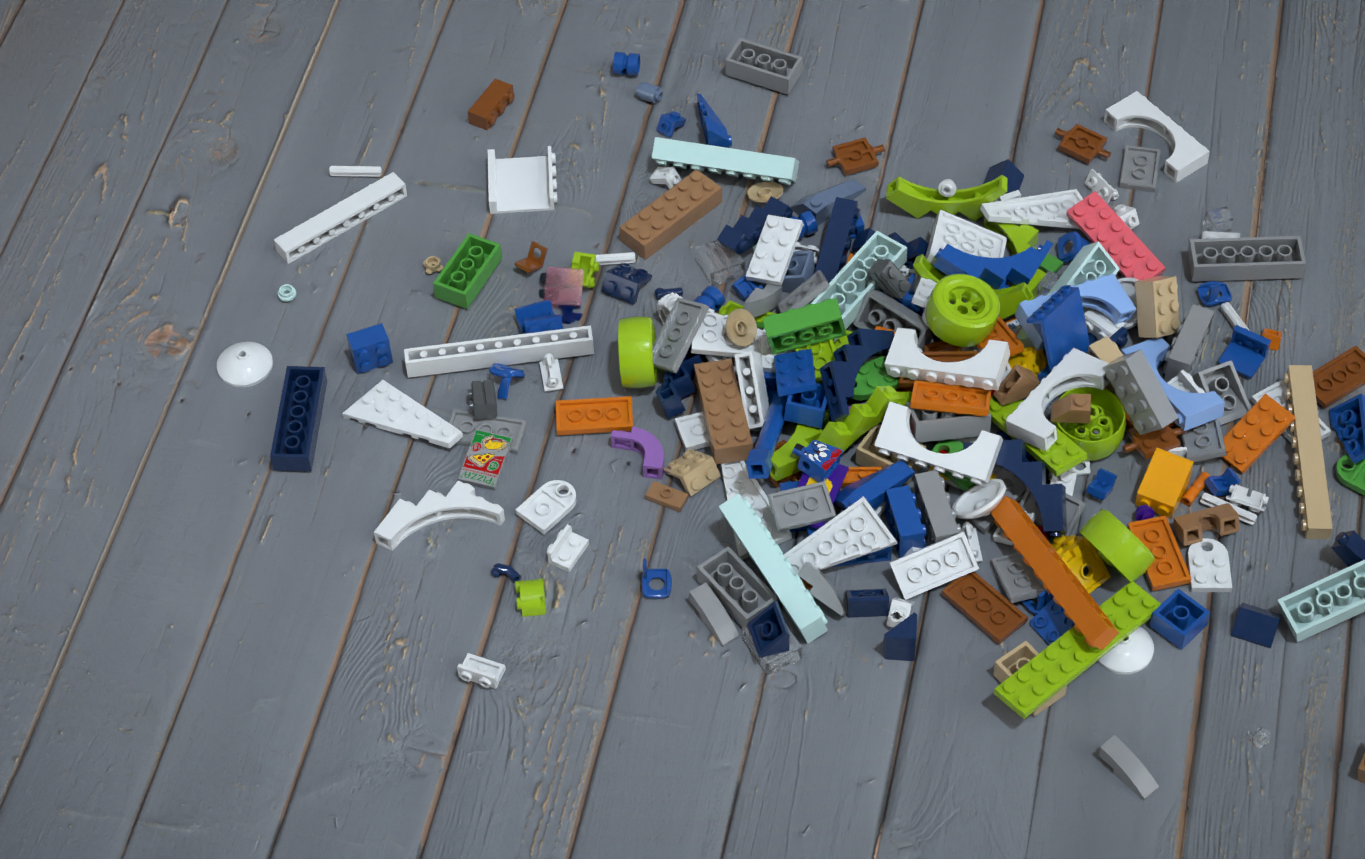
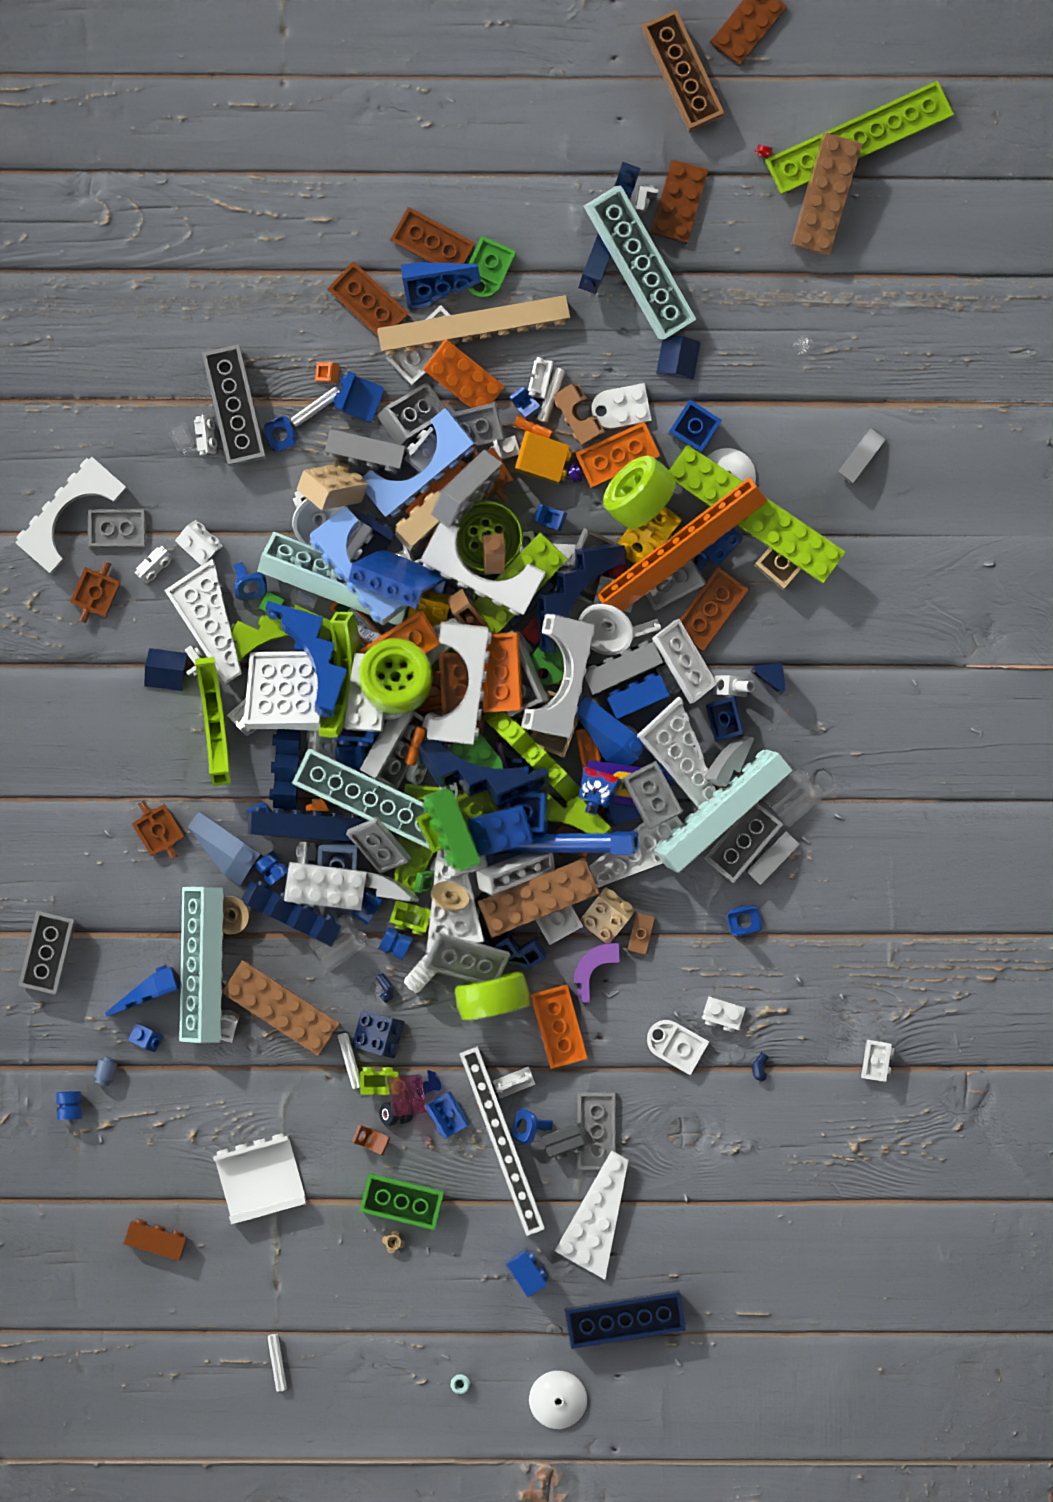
camera: 105 degrees left, 35 degrees up
(340, 217) = (349, 1357): white brick -> none
(434, 507) = (691, 1131): white arch -> none
(485, 459) = (634, 1120): tile -> none
(531, 597) = (782, 1035): lime cylinder -> none
(544, 323) = (466, 1101): blue bracket -> none
(769, 631) = (795, 800): dark blue slope -> none
(889, 278) = (357, 758): dark grey brick -> none
(949, 184) = (209, 721): white plate -> none
(1102, 224) = (235, 540): coral plate -> none

